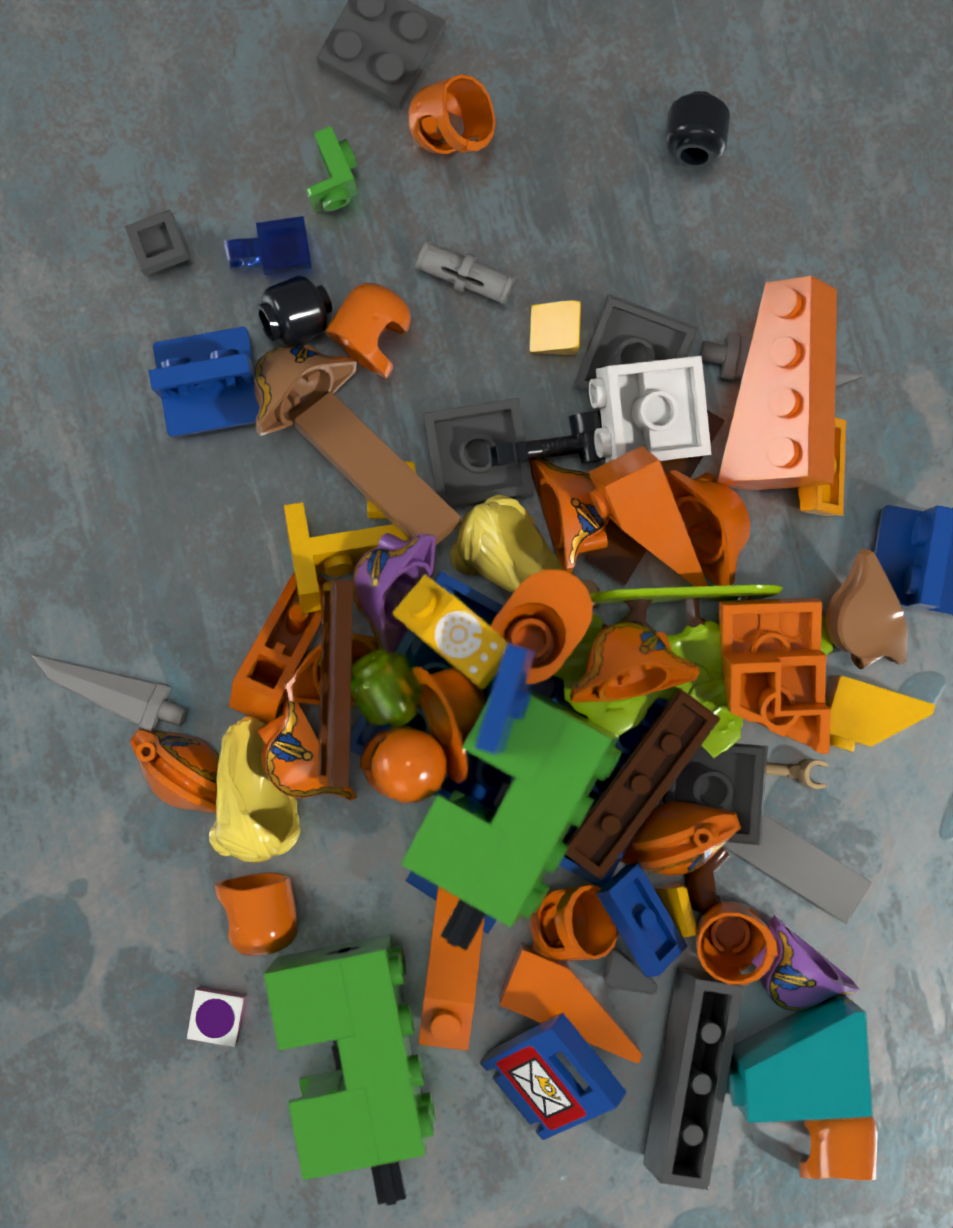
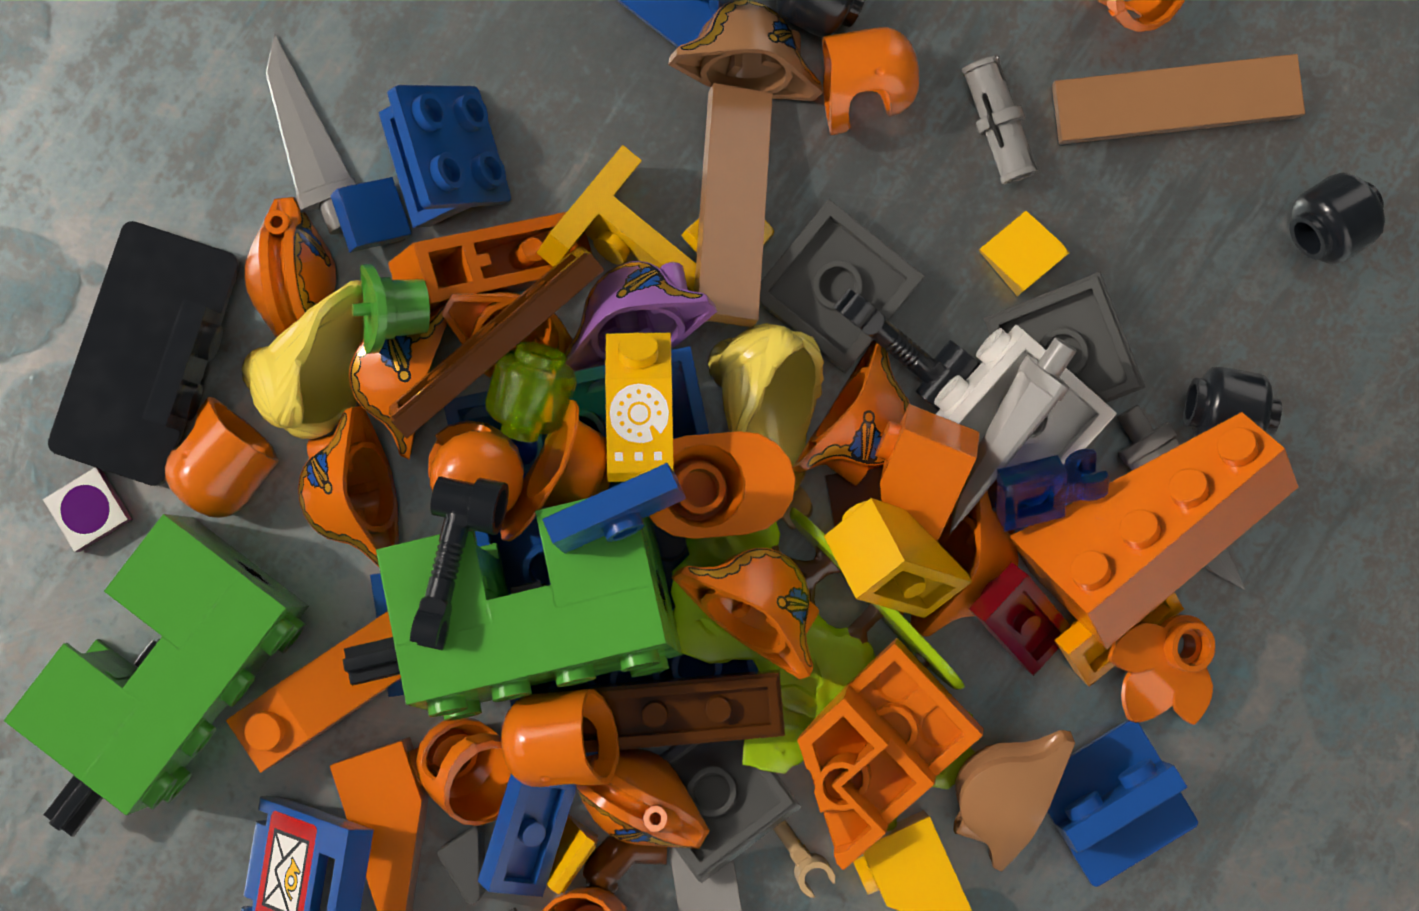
camera: 50 degrees right, 0 degrees up
(153, 900) = (144, 353): none -> black bracket
(190, 691) = (370, 214): none -> blue tile
(191, 615) = (443, 151): none -> blue bracket
(260, 728) = (390, 308): none -> bright green piece
(344, 848) = (350, 486): none -> orange hat
(424, 789) = (465, 508): none -> black brick
(544, 159) = (1178, 99): none -> medium nougat tile
(604, 862) = (546, 741): none -> orange helmet
(652, 407) = (1022, 410): none -> light grey bar
(674, 561) = (894, 560): none -> yellow slope
(708, 436) = (1042, 487): none -> clear blue plate
(745, 282) = (1226, 393): none -> black head
(770, 518) = (1020, 618): none -> dark red plate
(874, 465) = (1159, 674): none -> orange plate

